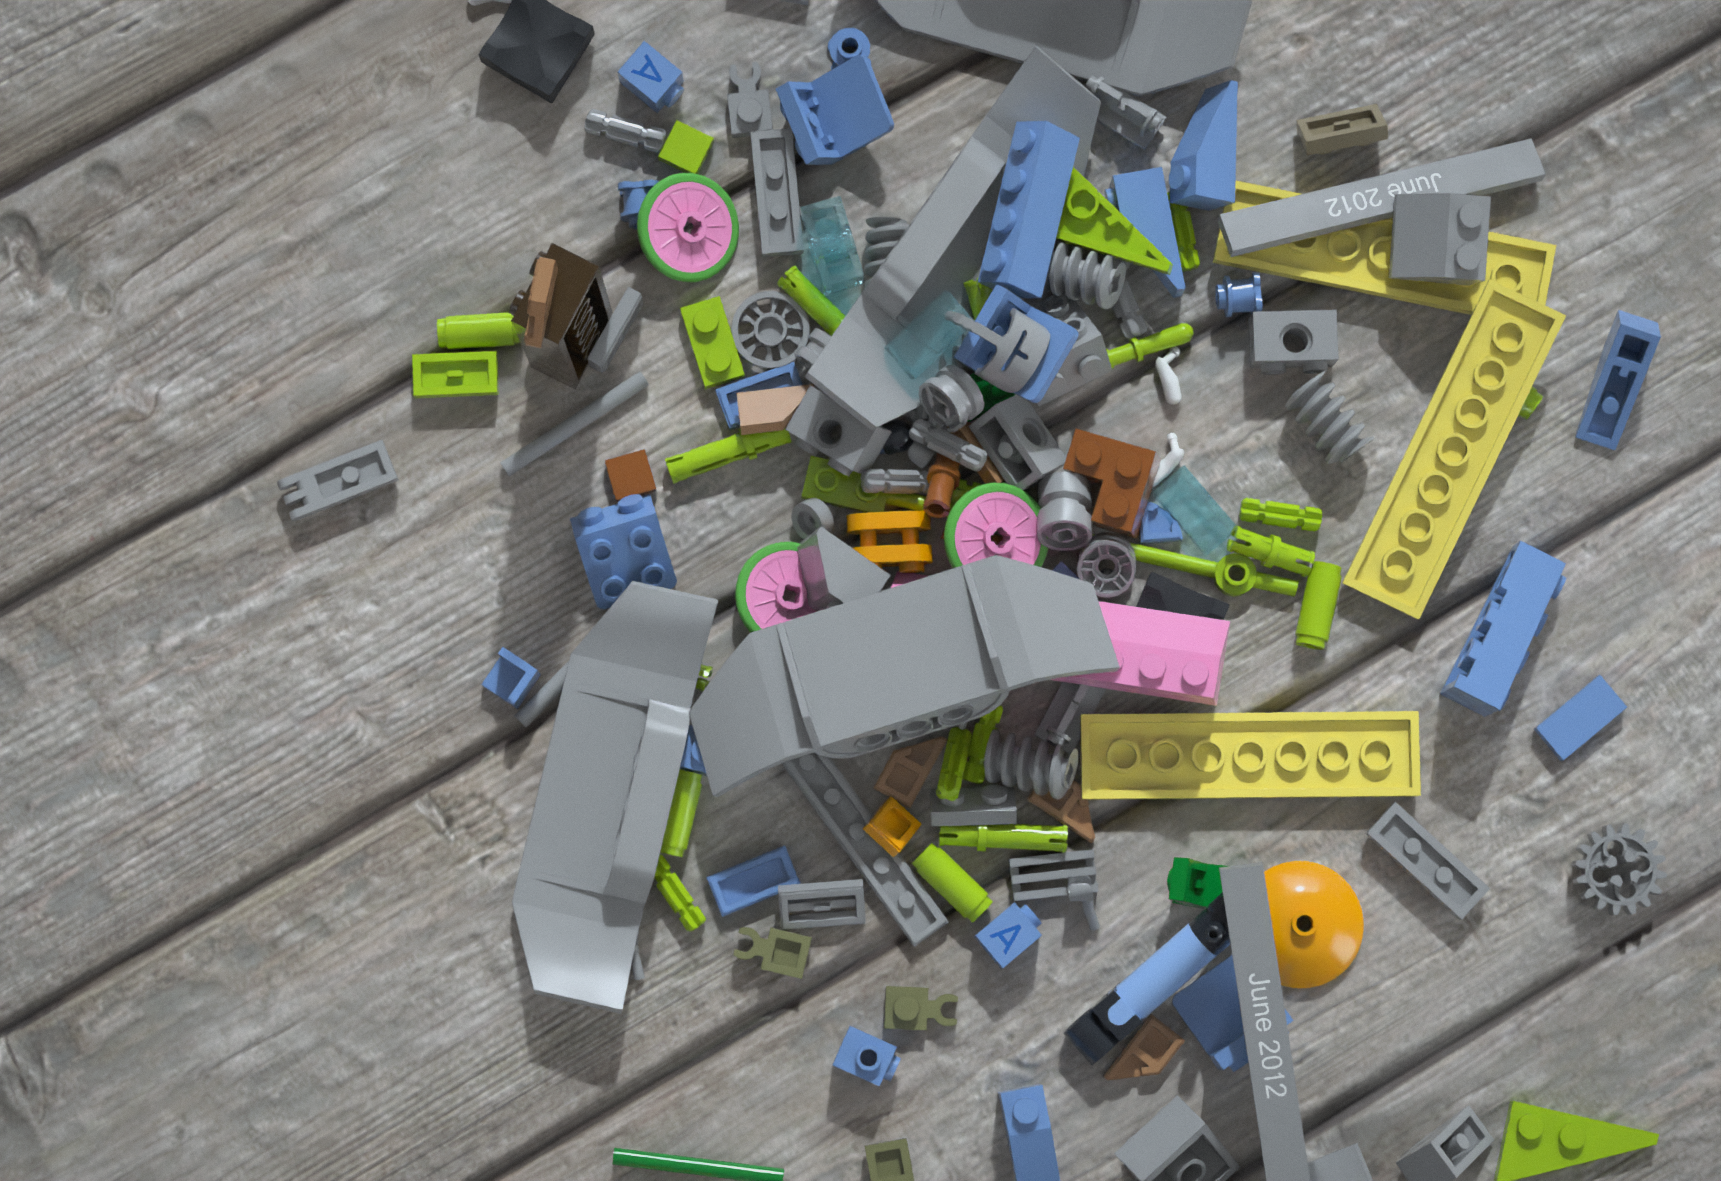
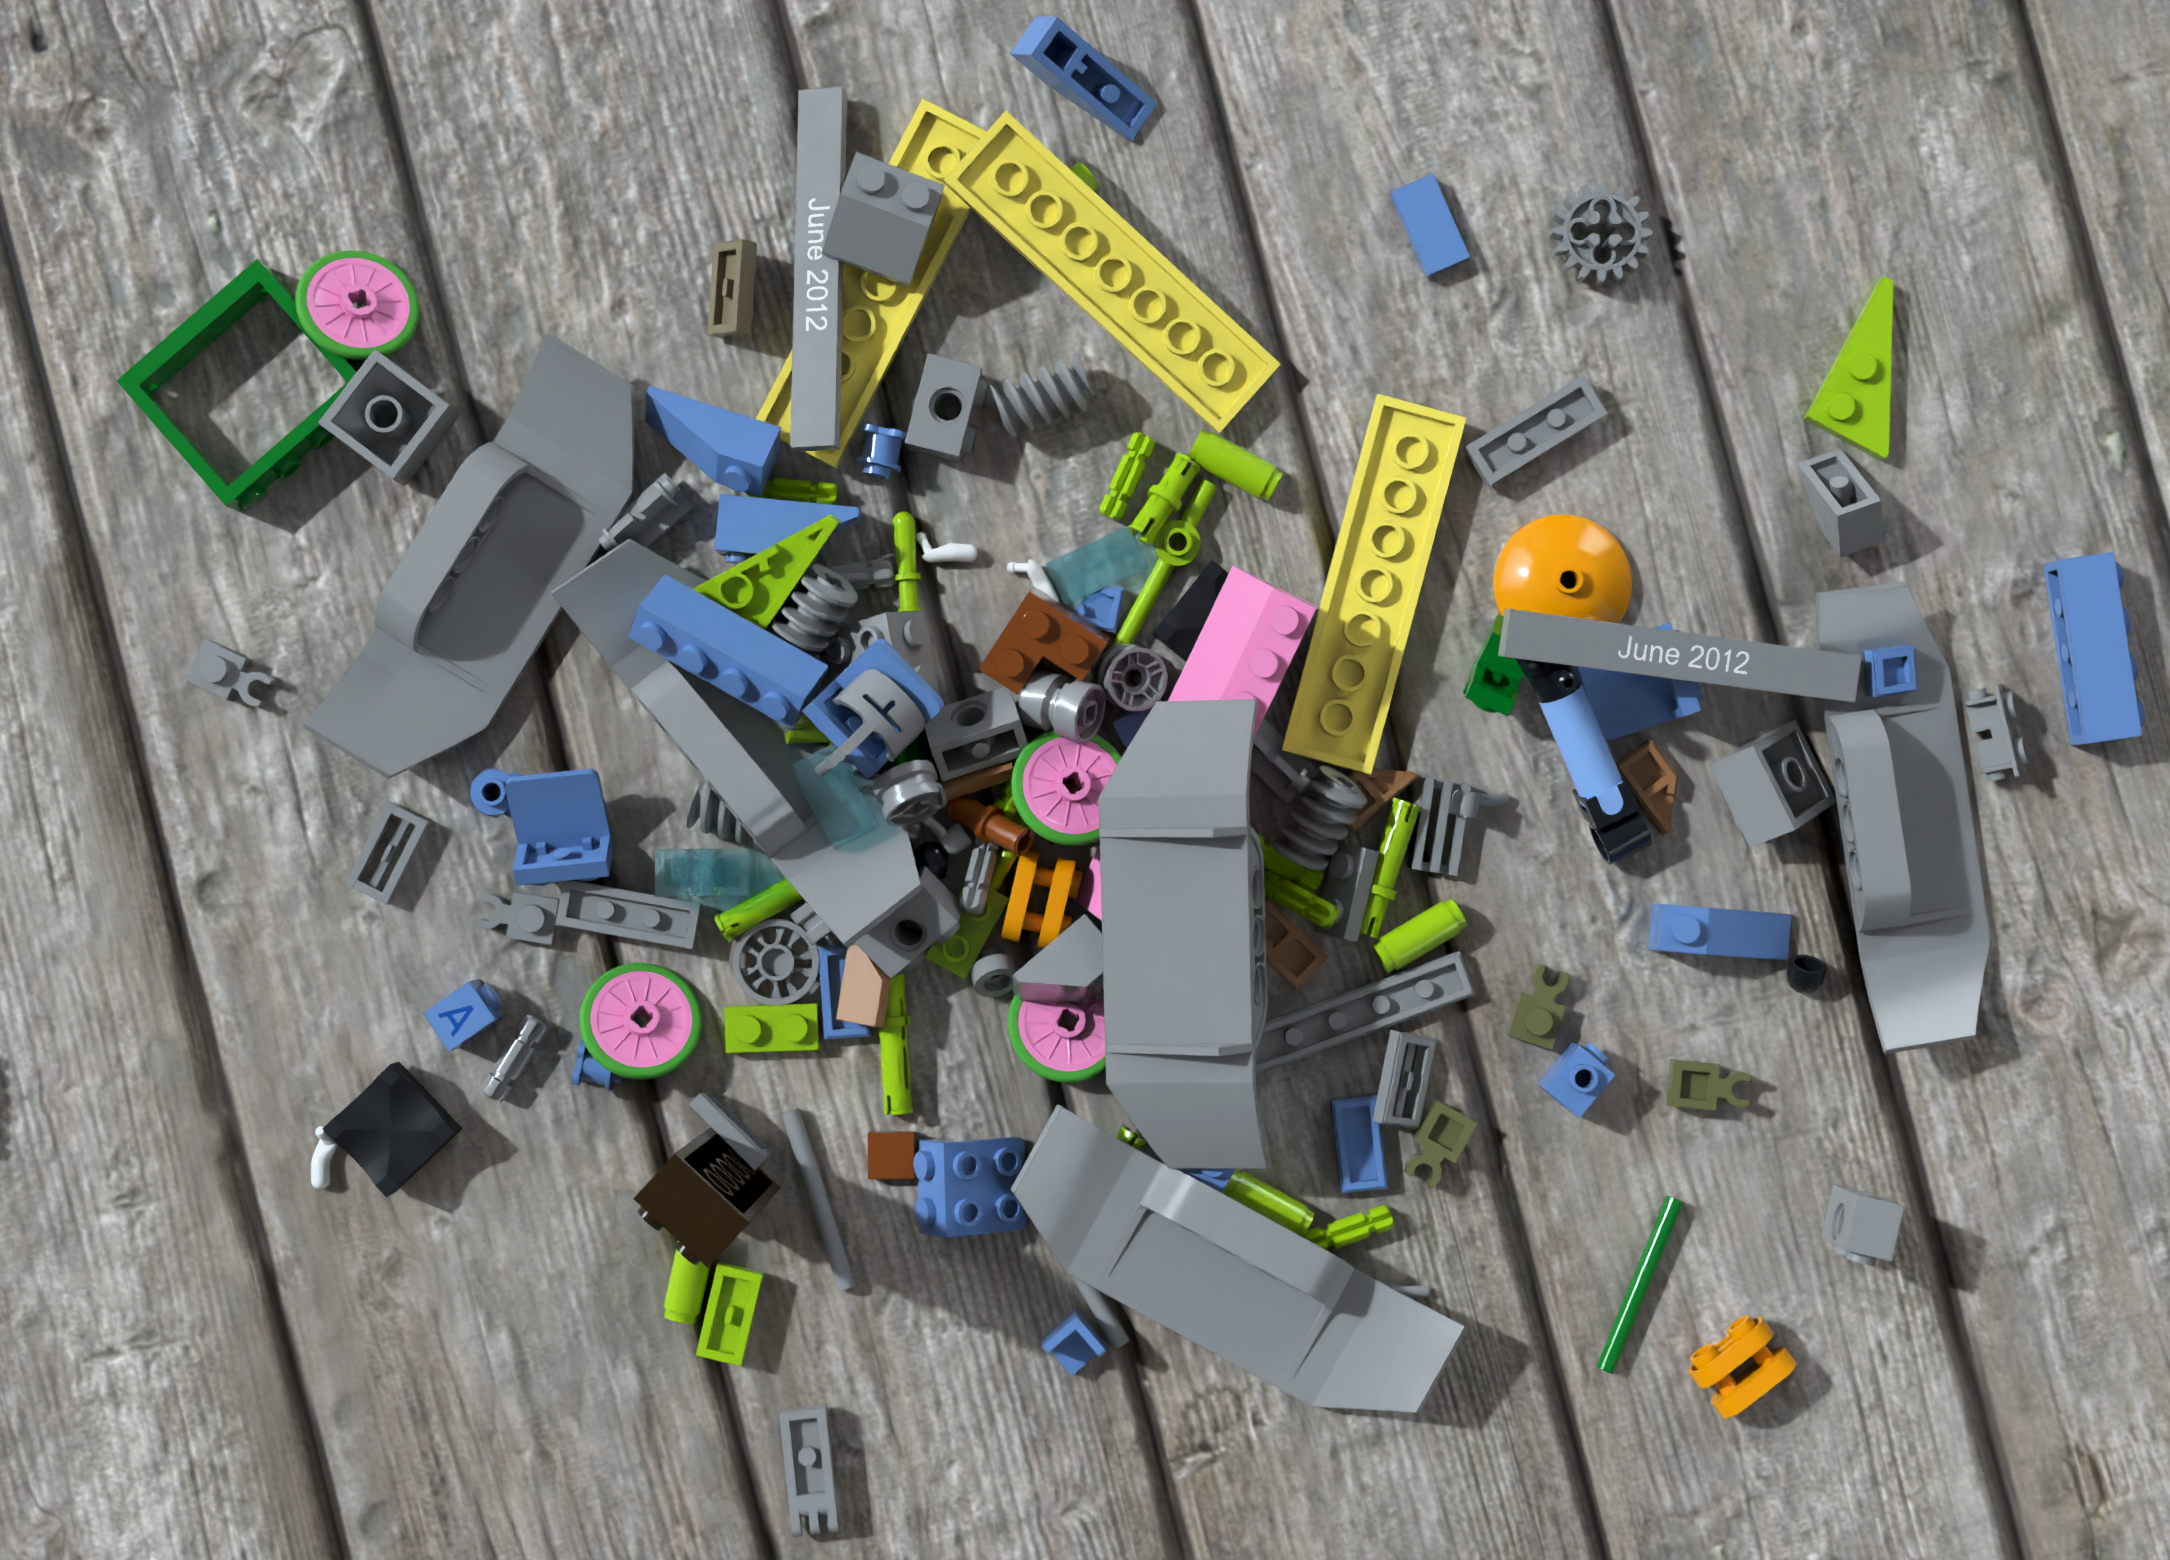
camera: 75 degrees left, 5 degrees up
(540, 301) = (696, 1231): medium nougat tile -> none
(686, 148) = (552, 997): lime tile -> none
(892, 826) = (1343, 982): light orange tile -> none
(948, 445) = (957, 809): light grey axle -> none
(1009, 934) = (1491, 891): medium blue brick -> none
(1504, 630) = (1317, 277): medium blue wedge -> none

